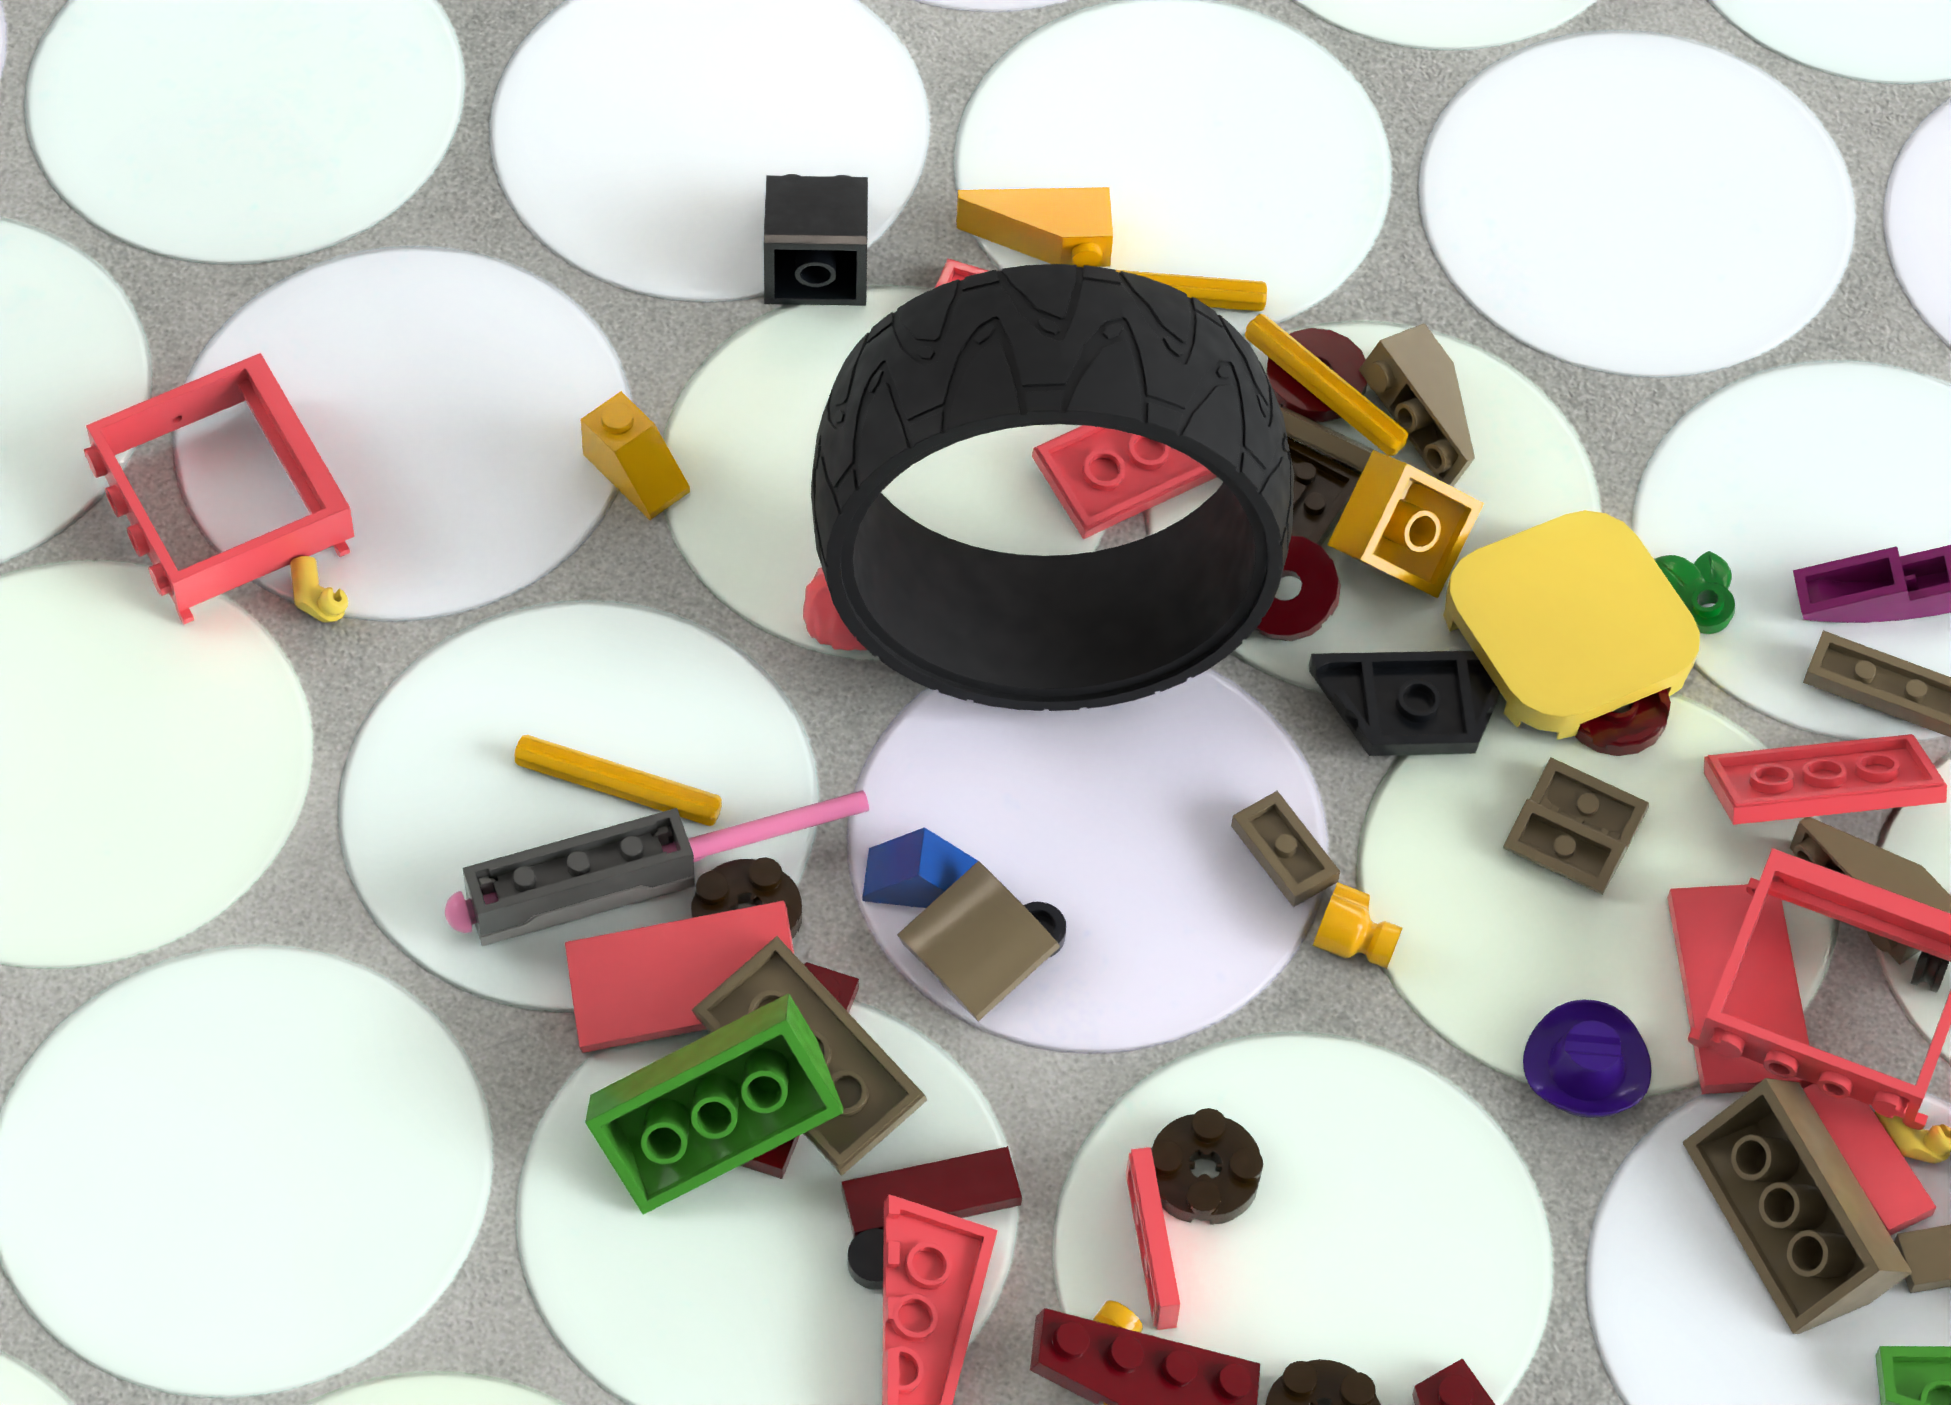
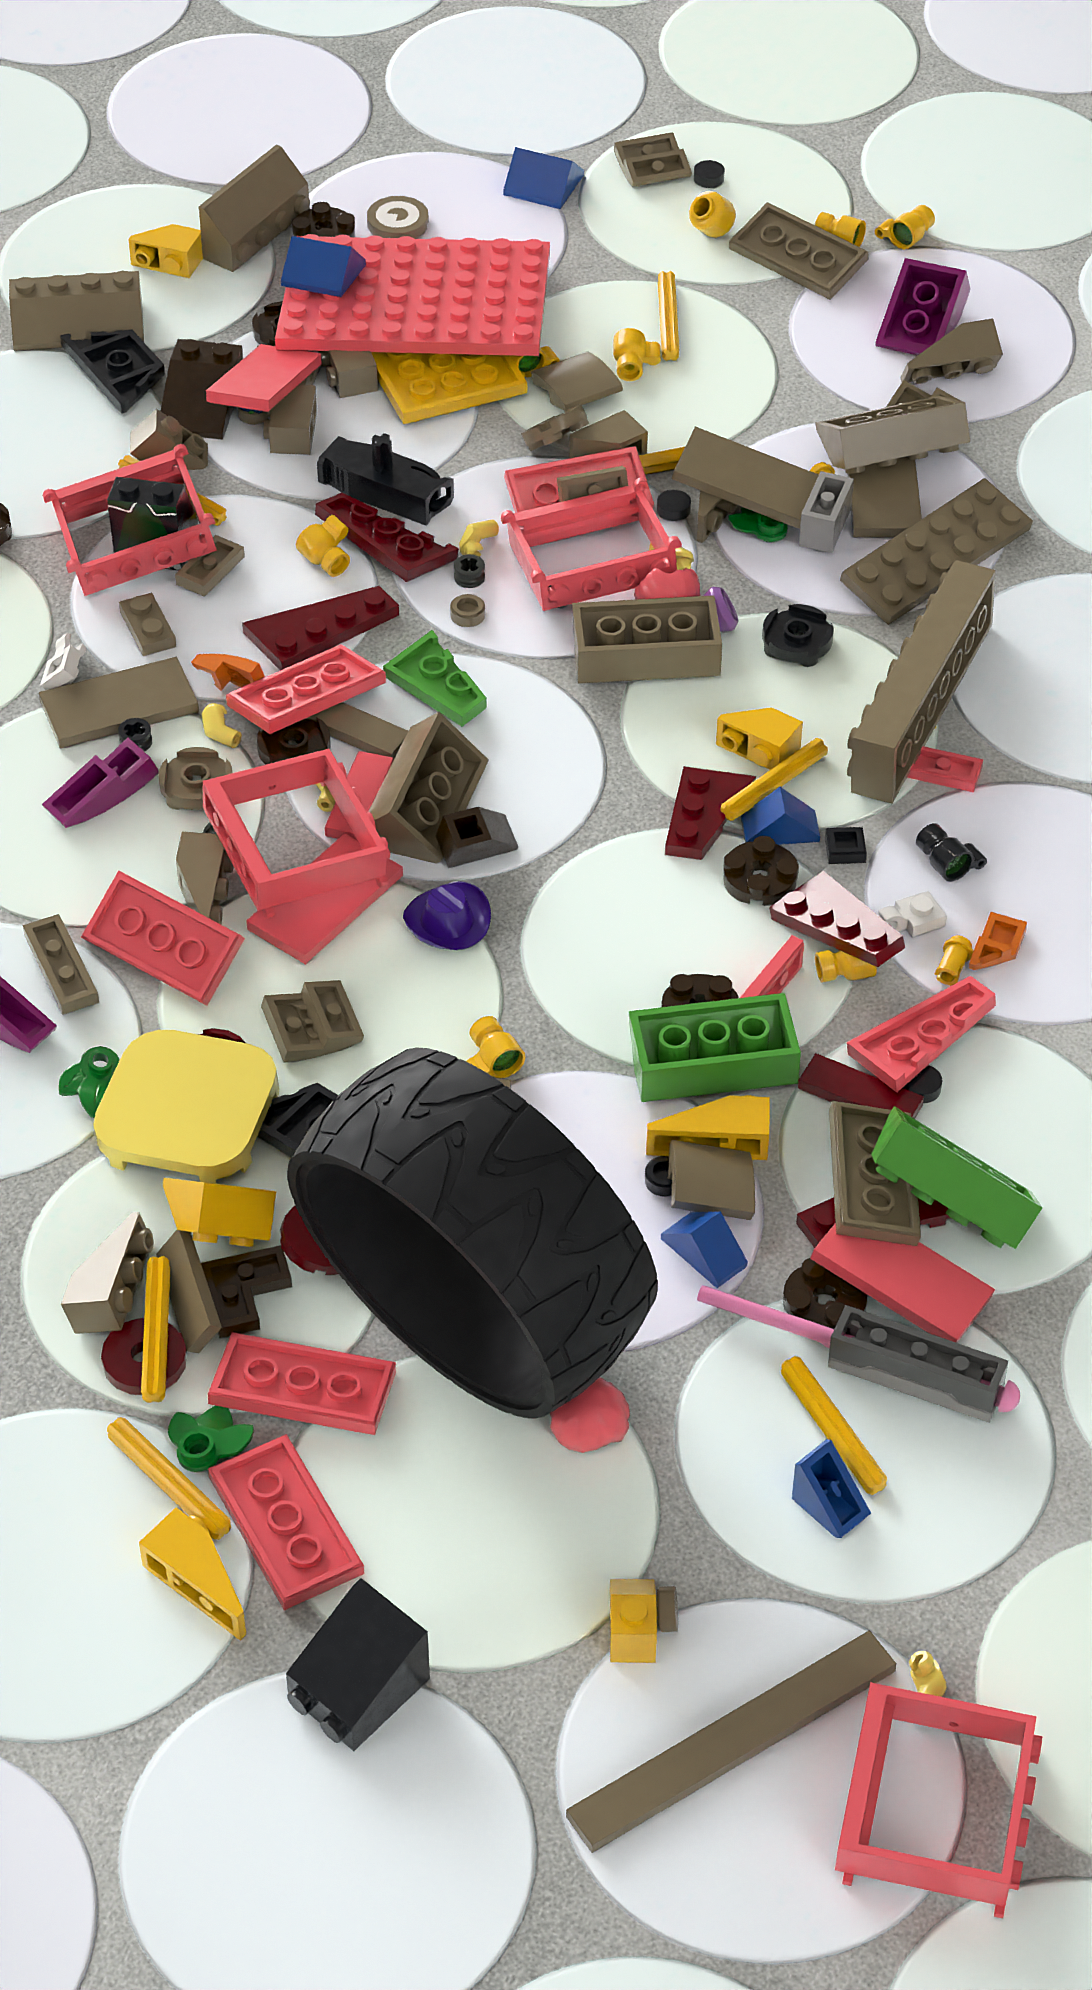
camera: 135 degrees left, 10 degrees down
(447, 433) = (729, 1741): none -> dark tan tile
(556, 696) = (828, 1491): none -> blue slope
(606, 484) = (667, 1609): none -> dark tan tile
(1018, 1020) = (724, 1123): none -> yellow slope
(1120, 1086) = (714, 1047): none -> bright green slope
(1666, 1175) = (474, 836): none -> dark brown slope

